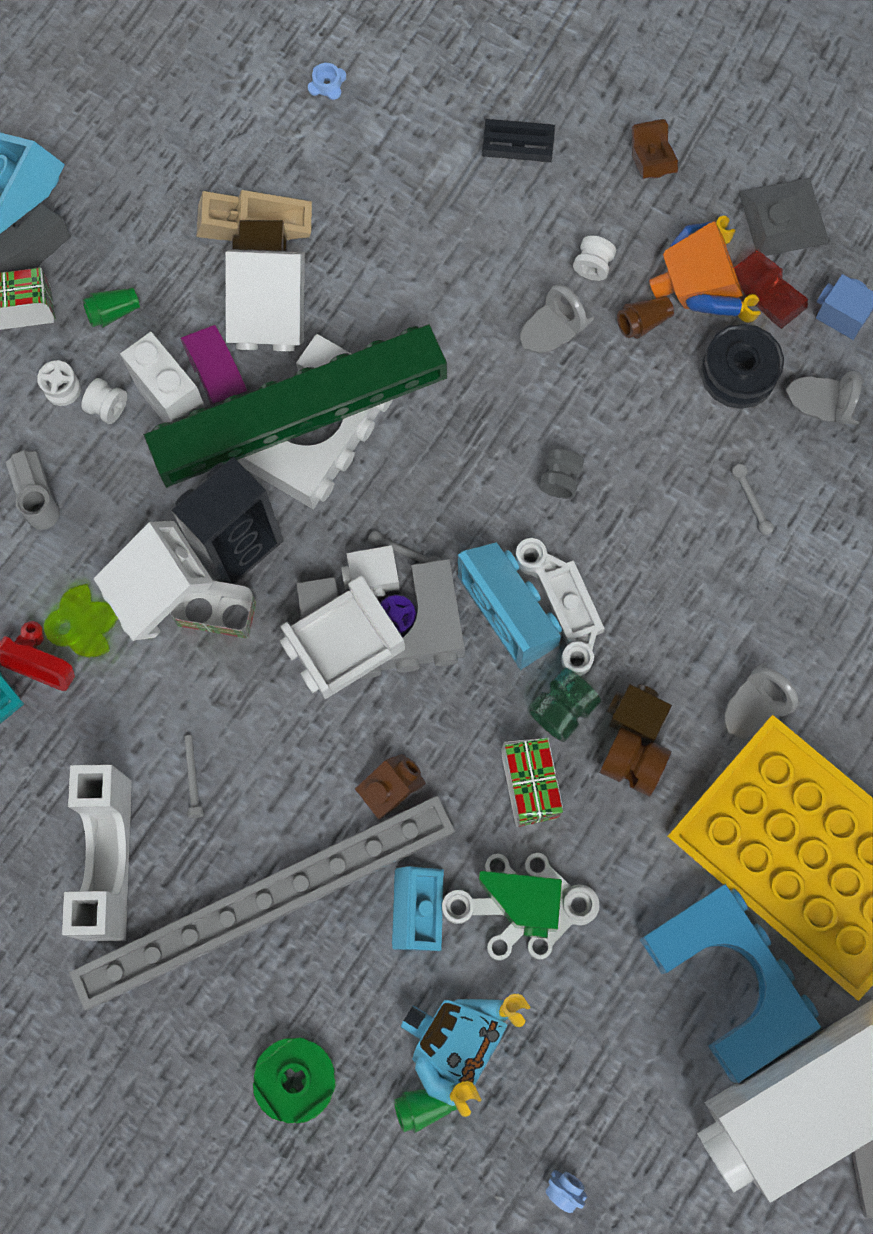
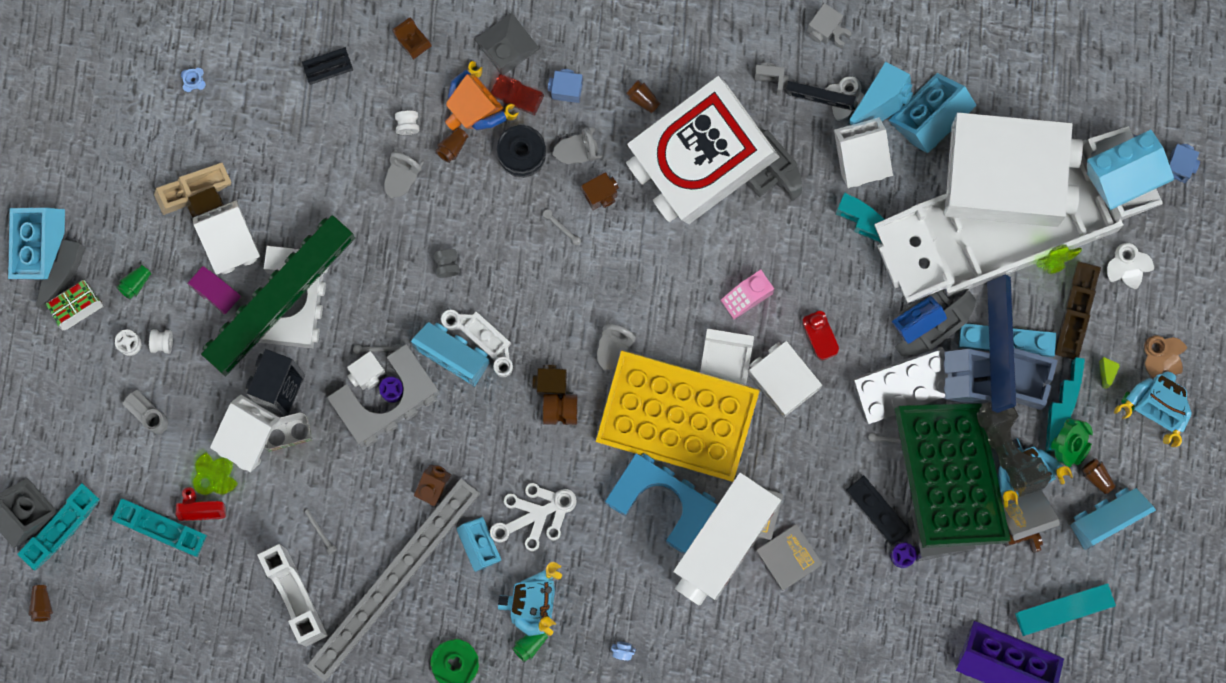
camera: 25 degrees left, 5 degrees up
(161, 379) = (195, 317): white brick -> none
(342, 640) = (368, 417): white panel -> none
(525, 900) = (533, 512): green slope -> none
(531, 781) = (508, 446): piece -> none
(566, 702) = (507, 396): clear green wheel -> none
(834, 471) = (600, 191): none -> reddish brown brick

